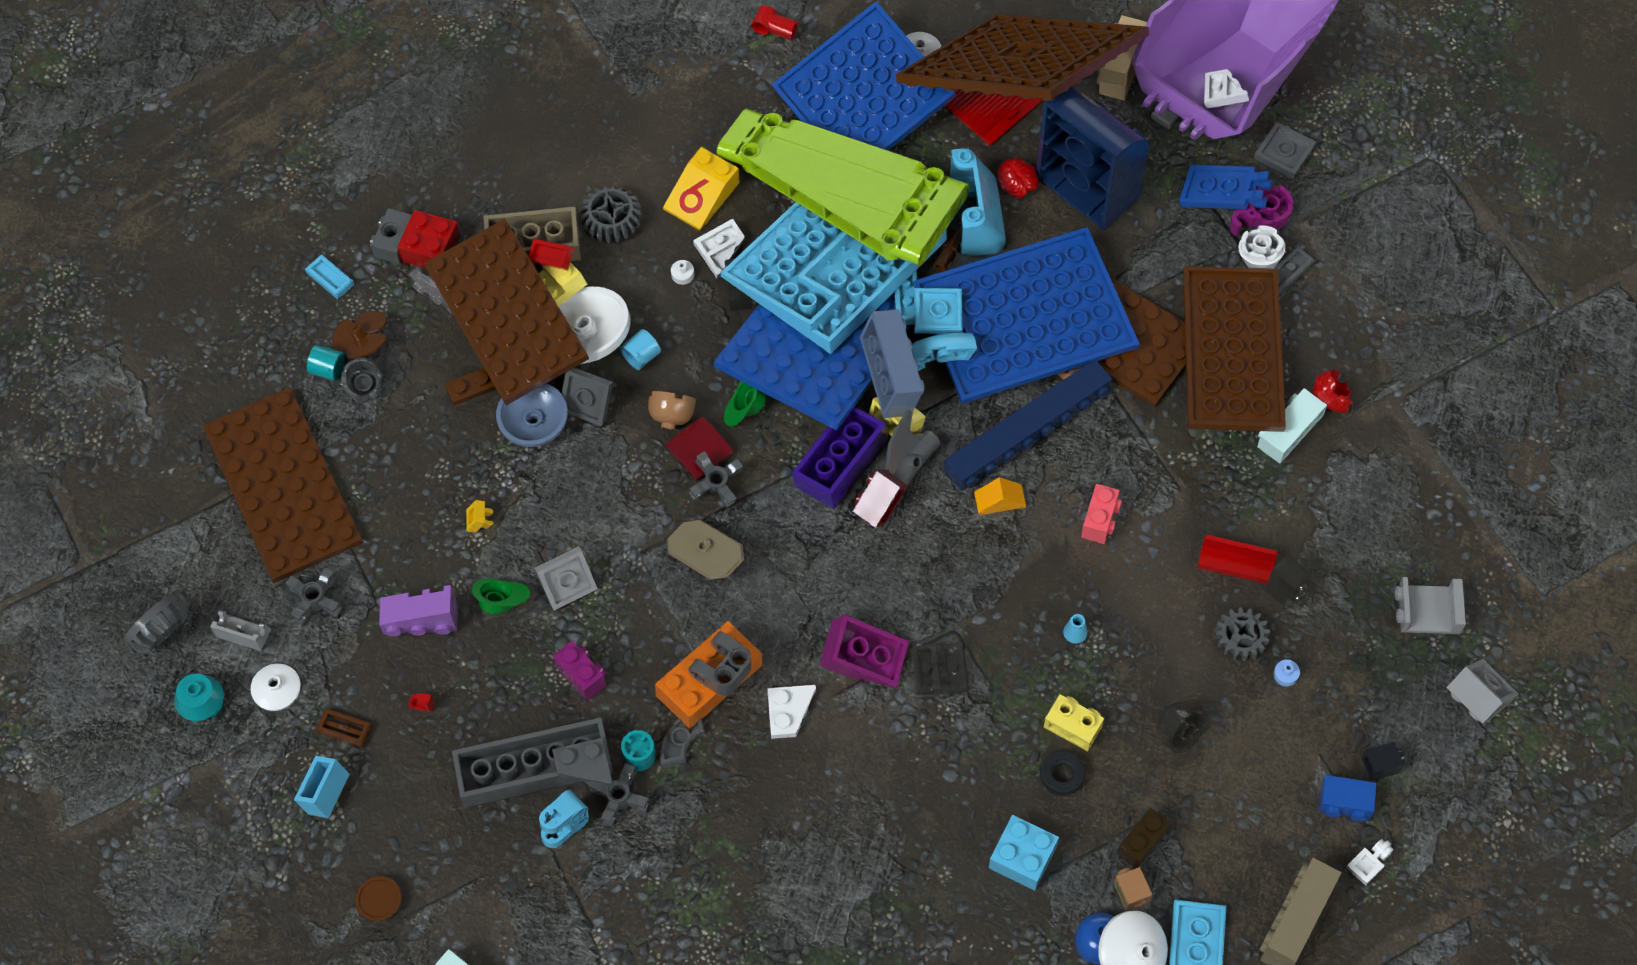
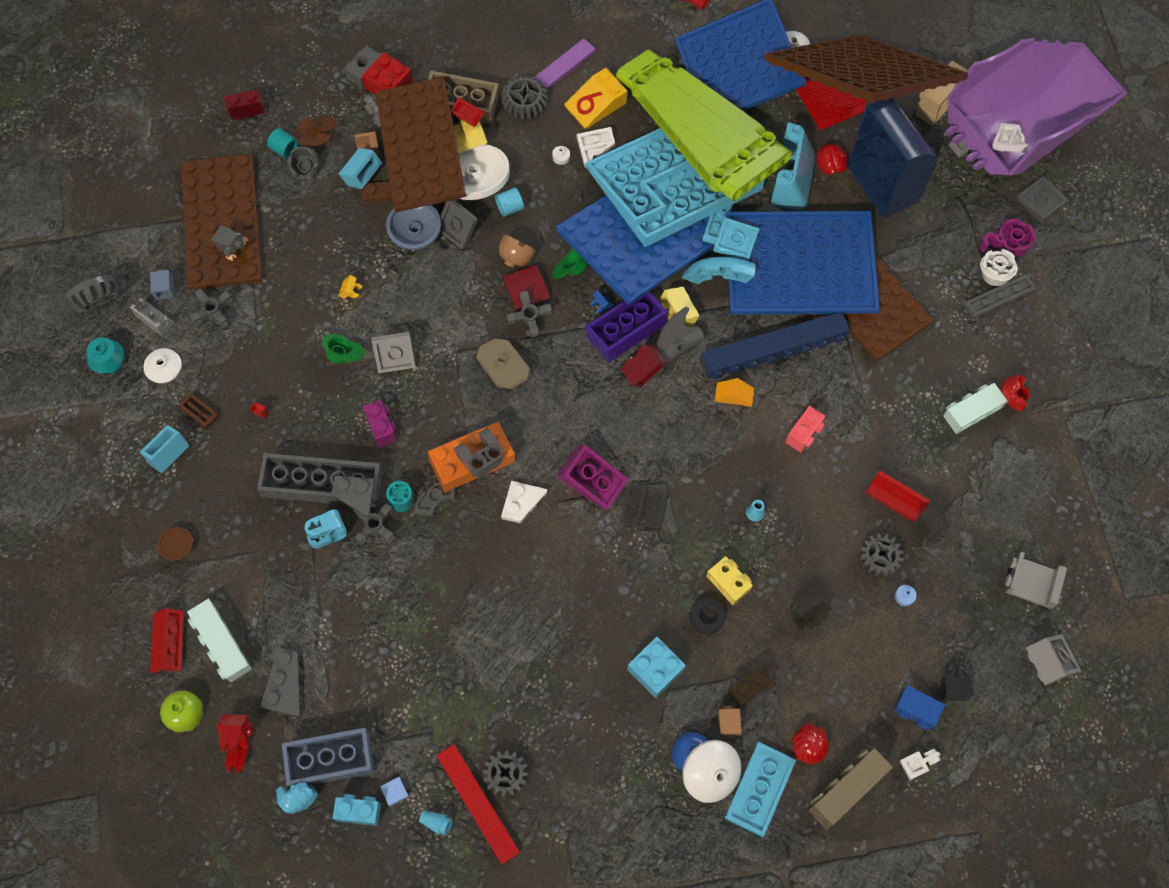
camera: 15 degrees right, 5 degrees up
(238, 586) = (162, 284): none -> sand blue brick
(258, 328) = (244, 104): none -> dark red brick
(307, 506) = (228, 241): none -> dark grey piece
(329, 276) = (309, 83): medium azure tile -> none
(419, 613) = (281, 345): medium lavender wedge -> none
(434, 332) = (367, 141): none -> medium nougat panel
(437, 364) = (360, 168): none -> medium azure piece
(646, 156) = (565, 63): none -> medium lavender tile
(800, 434) = (603, 300): none -> blue tile
(891, 363) = (686, 267): sand blue brick -> none
(948, 250) = (761, 197): reddish brown axle -> none
(1224, 187) = (986, 213): blue tile -> none
(1233, 349) = (950, 337): reddish brown plate -> none
(1236, 882) = (810, 744): none -> red hair

